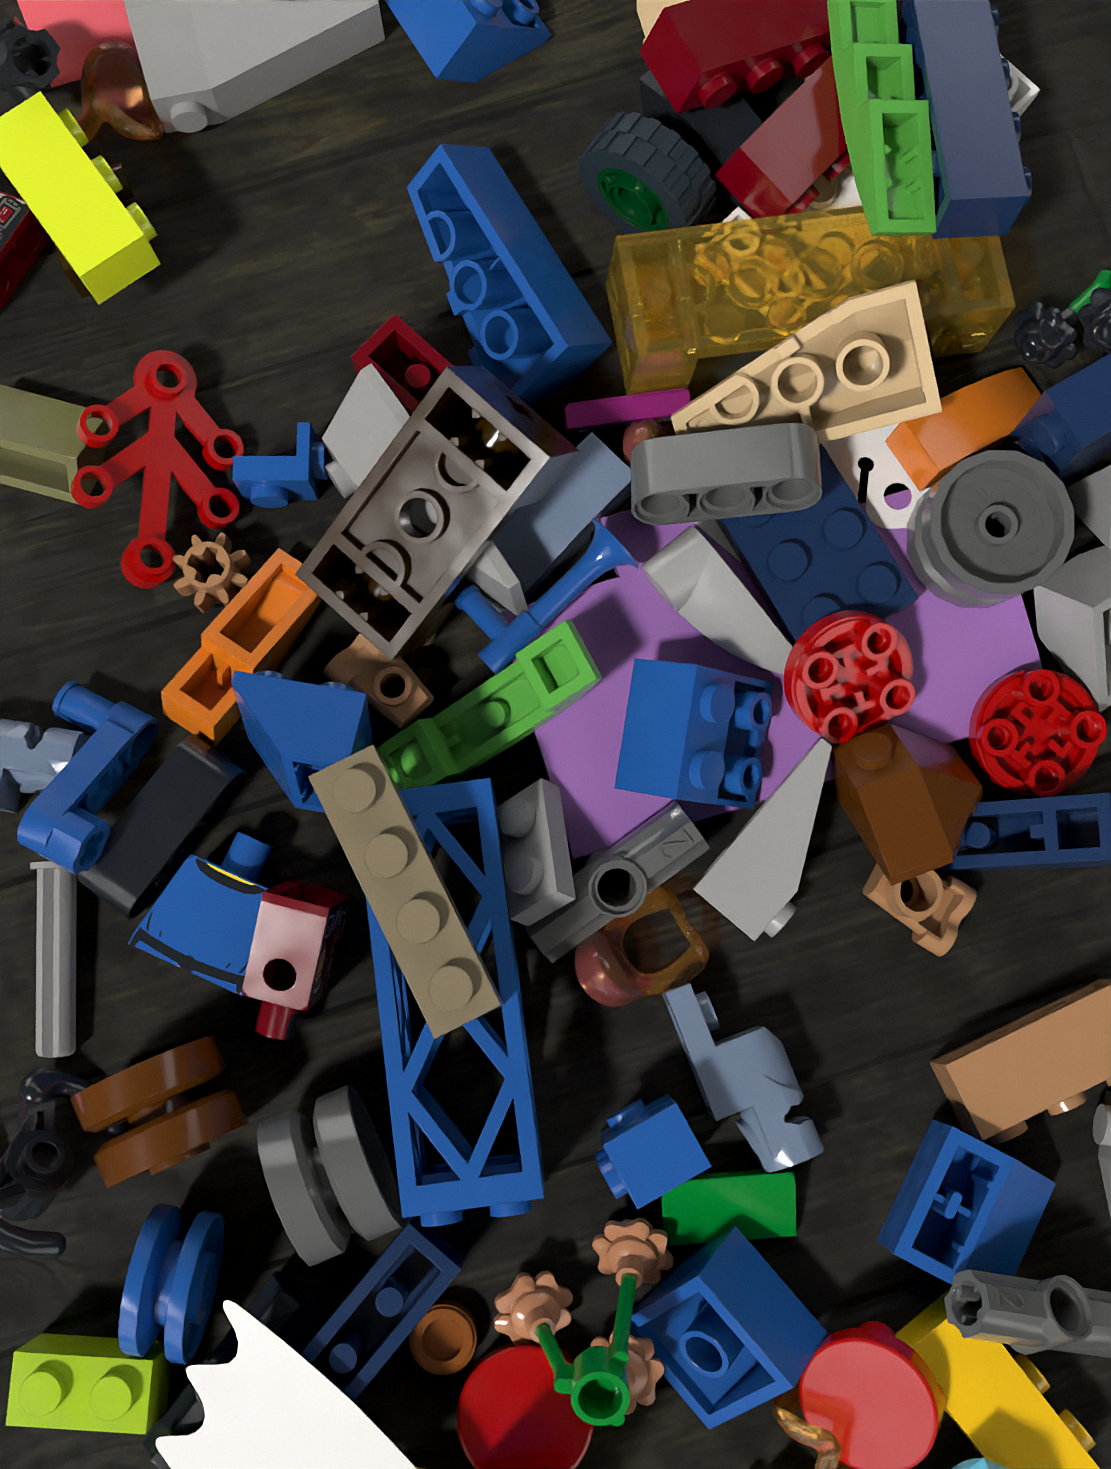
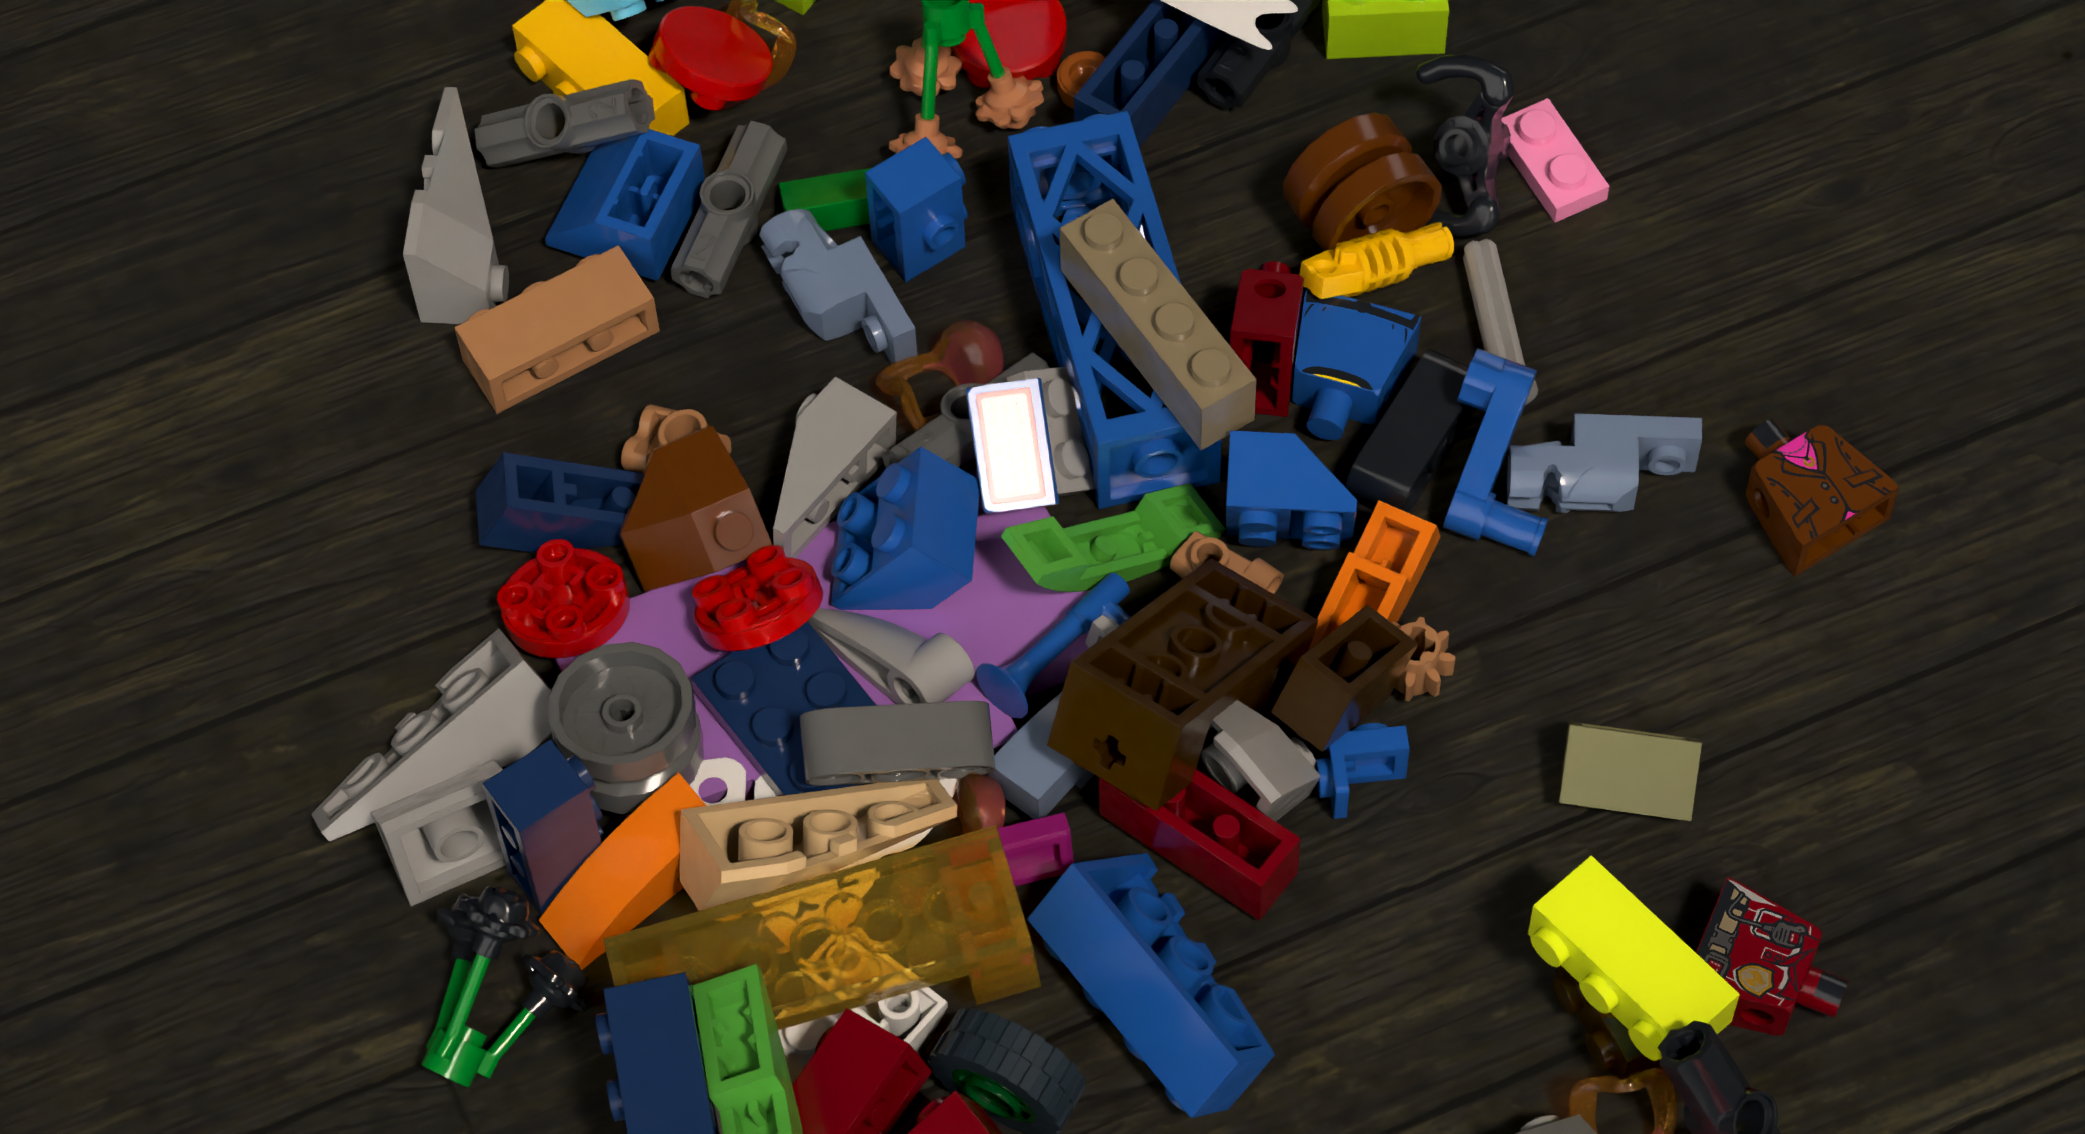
camera: 175 degrees right, 20 degrees down
(160, 457) = (1495, 756): red plant -> none
(167, 1024) = (1375, 260): none -> yellow hinge
(171, 1283) = (1324, 71): blue wheel -> none
(278, 508) = (1344, 678): none -> dark brown brick
(329, 1175) = (1202, 160): dark grey wheel -> none
(578, 819) = (1012, 446): none -> slope
(727, 1329) = (835, 103): blue slope -> none
(838, 1238) = (718, 233): none -> dark grey piece

